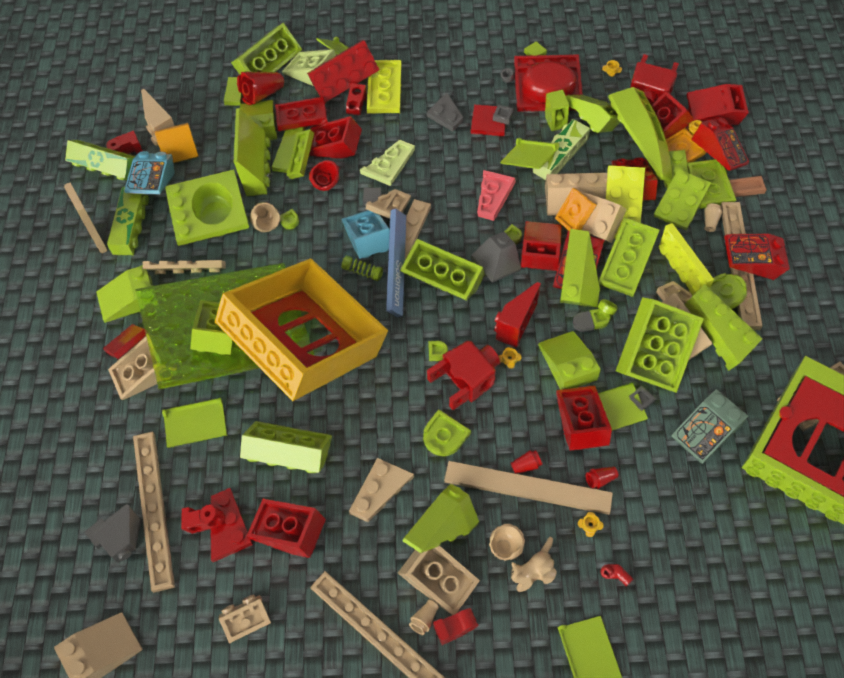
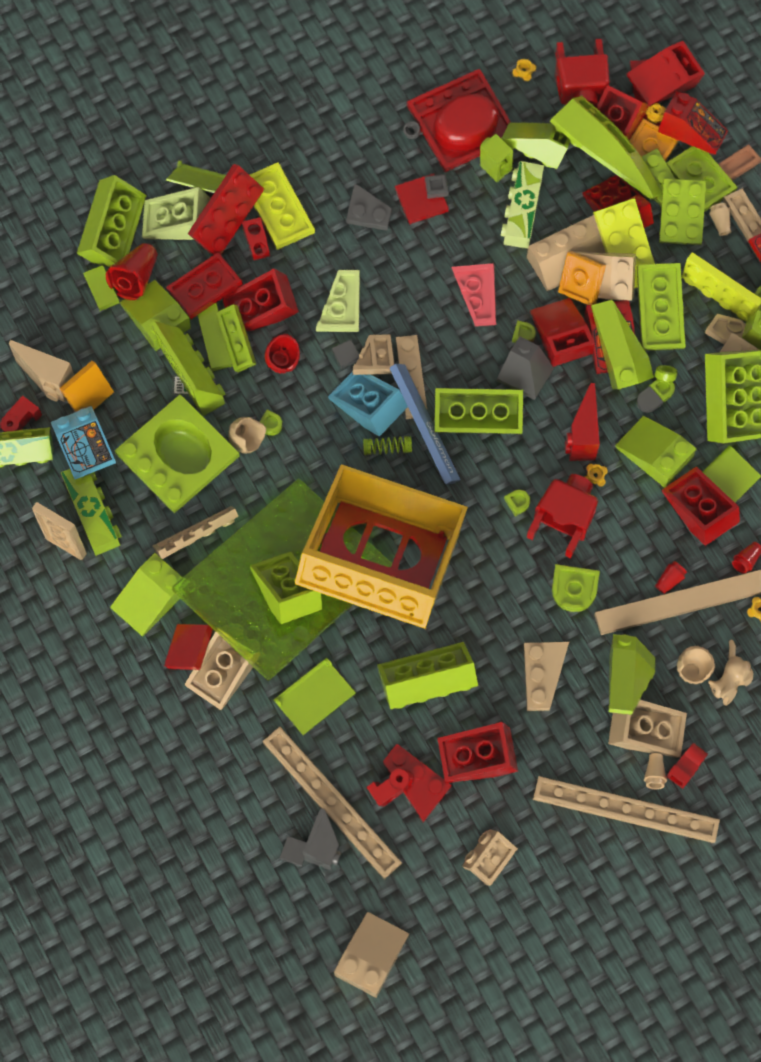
camera: 30 degrees left, 10 degrees up
(530, 153) = (494, 226): lime piece -> none
(535, 49) = (424, 81): lime tile -> none
(645, 398) = (749, 455): dark grey tile -> none

